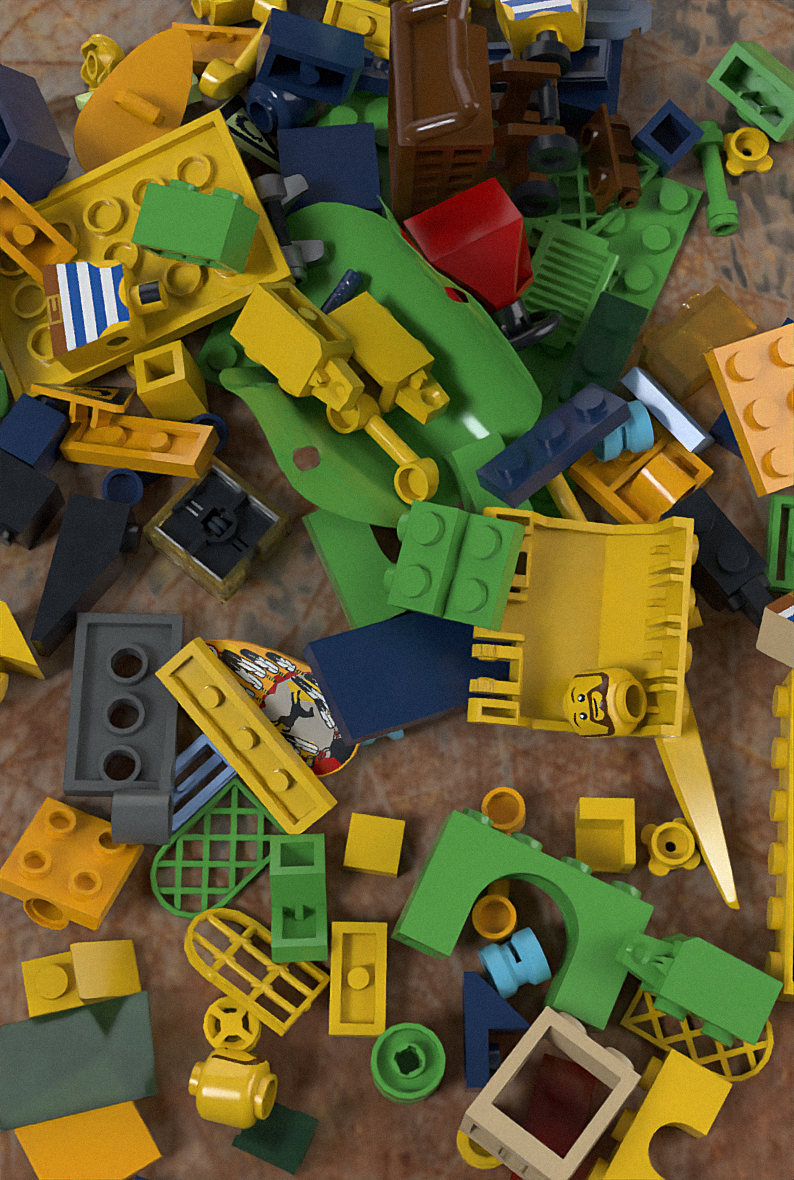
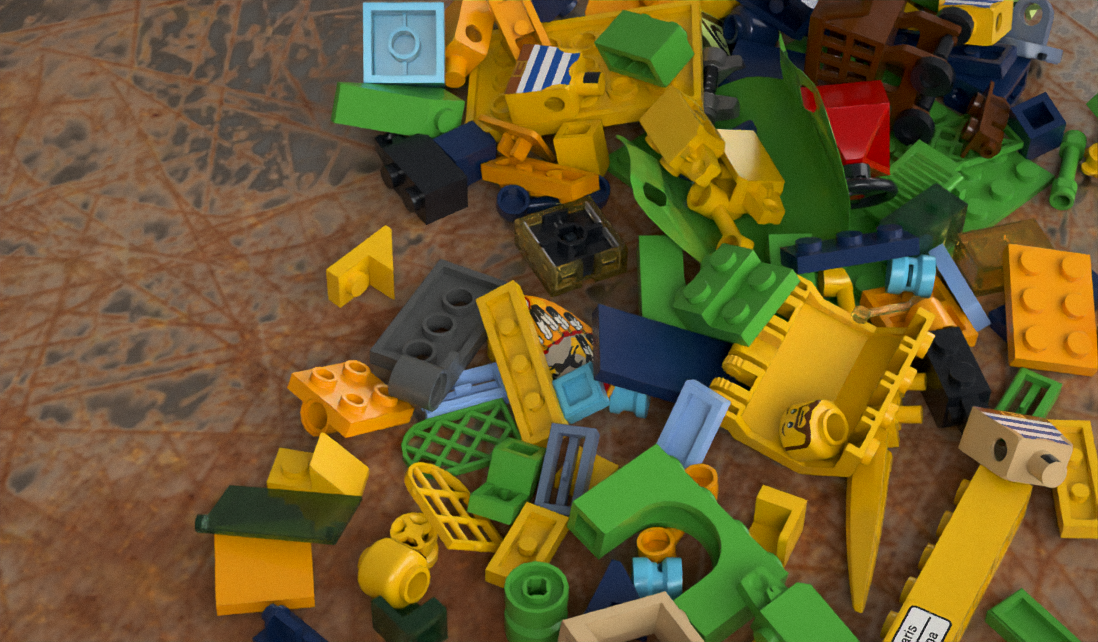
camera: 25 degrees right, 25 degrees down
(85, 564) = (461, 235): black slope -> none
(326, 754) = (580, 393): none -> medium azure tile
(350, 817) = (550, 462): none -> sand blue tile
(470, 753) = (693, 423): none -> light blue tile
(594, 517) = (862, 314): none -> clear yellow hinge
(677, 833) = (824, 547): yellow plate -> none

